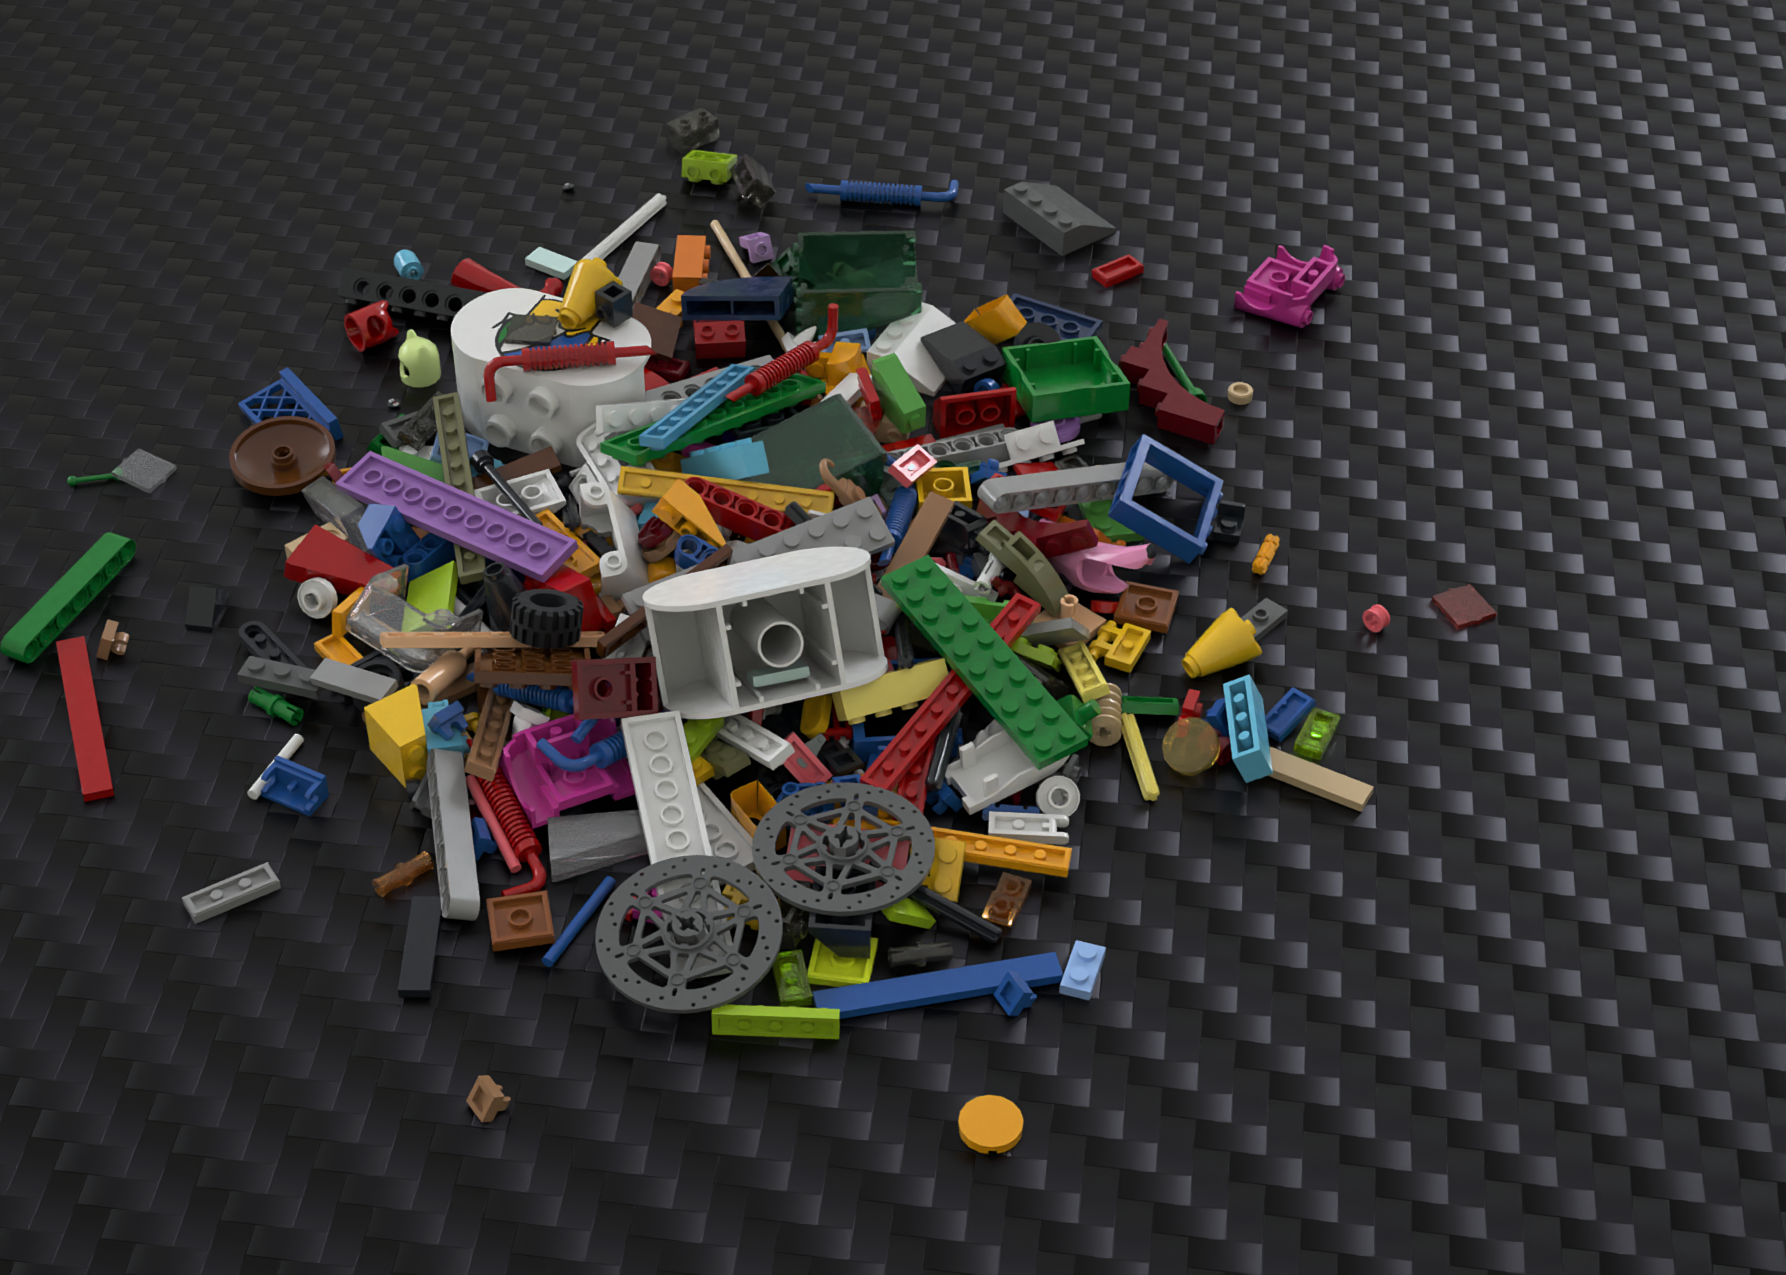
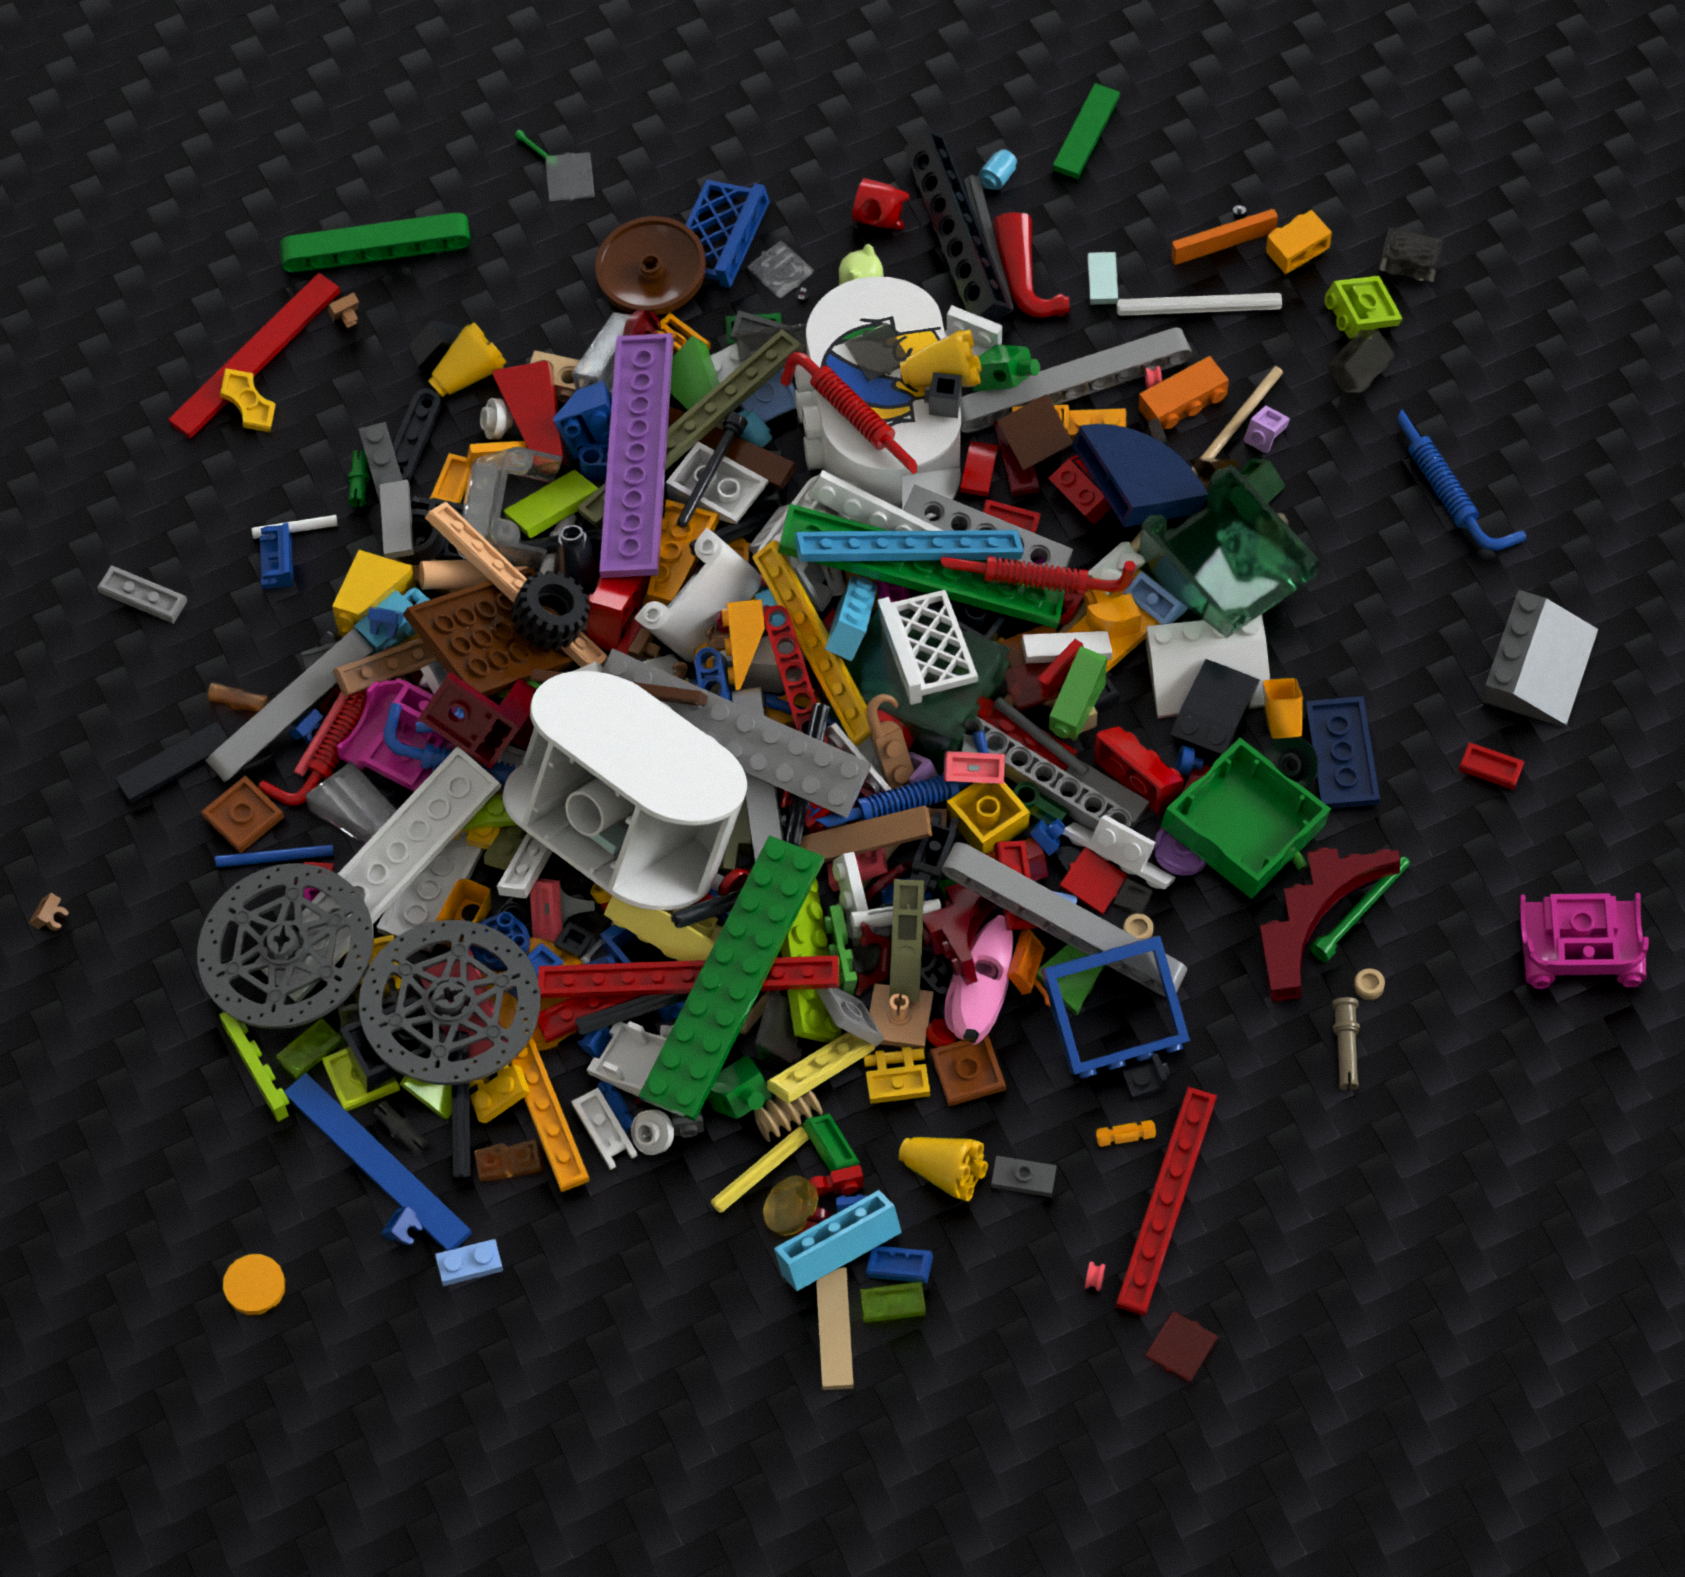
camera: 60 degrees right, 20 degrees up
(137, 737) = (255, 409): none -> yellow tile
(247, 584) = (466, 362): none -> yellow cone
(359, 404) = (780, 269): none -> clear piece
(424, 219) = (1086, 131): none -> green tile
(584, 196) = (1224, 236): none -> orange tile
(627, 166) = (1298, 241): none -> light orange brick
(794, 446) = (902, 645): none -> white fence
(918, 437) = (1040, 736): none -> dark grey bar
(1272, 416) = (1346, 1030): none -> dark tan pin
(1338, 561) = (1166, 1201): none -> red tile

